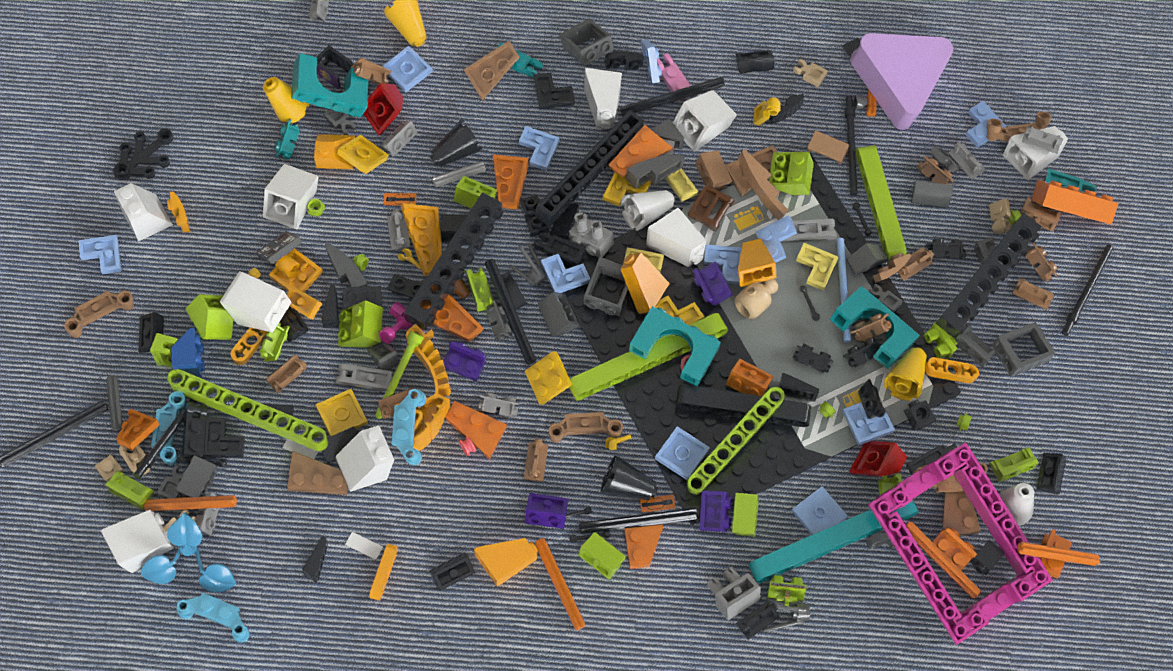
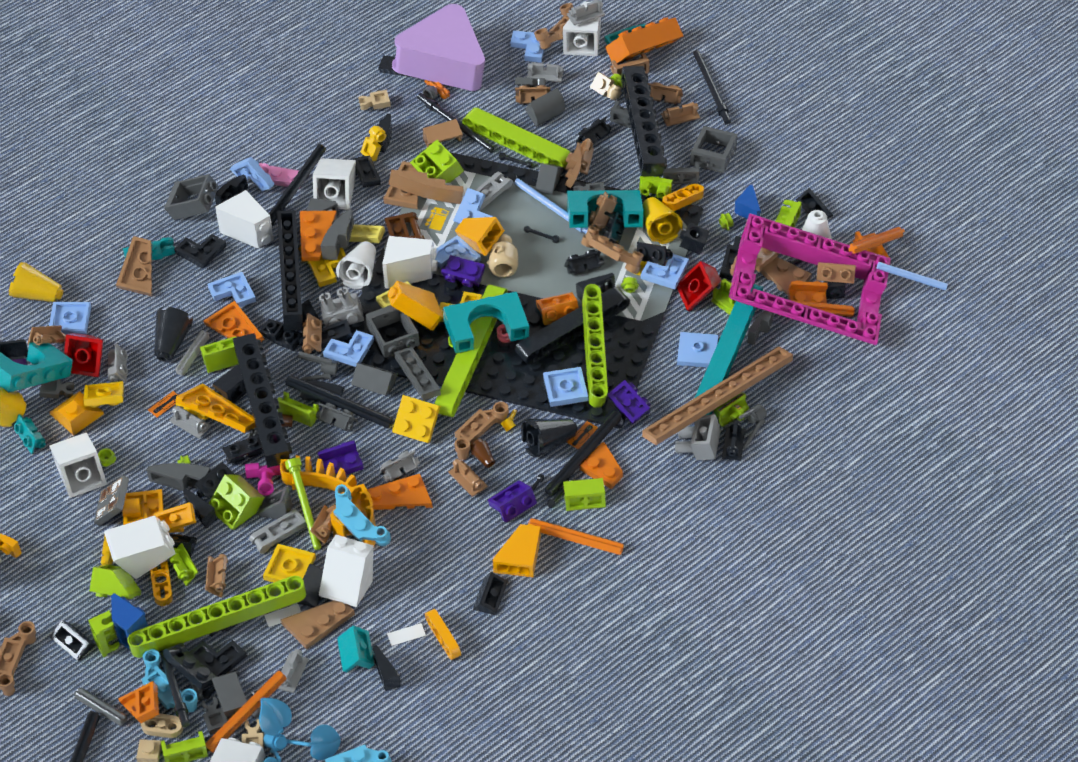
camera: 40 degrees left, 15 degrees down
(257, 500) = (293, 670): none -> light grey hinge
(316, 524) = (355, 649): none -> teal panel
(408, 257) = (214, 431): yellow hand -> none
(456, 320) = (307, 440): orange wing -> none
(467, 446) = (408, 509): coral bush -> none
(549, 238) = (313, 334): none -> medium nougat hinge
(568, 447) = (482, 452): none -> reddish brown cone
(585, 341) = (417, 373): none -> dark grey plate
(713, 170) = (377, 208): medium nougat hinge -> none
(738, 130) = (367, 172): none -> black plate
(745, 514) = (652, 386): lime hinge -> none
(755, 61) = (327, 123): black slope -> none
(780, 572) = (717, 395): none -> medium nougat plate
(821, 262) = (522, 203): light yellow plate -> none
(840, 368) = (615, 251): none -> medium nougat plate
(988, 548) = (835, 272): none -> medium nougat hinge
(996, 422) = (747, 203): none -> blue slope
(1054, 611) = (912, 276): none -> light blue bar

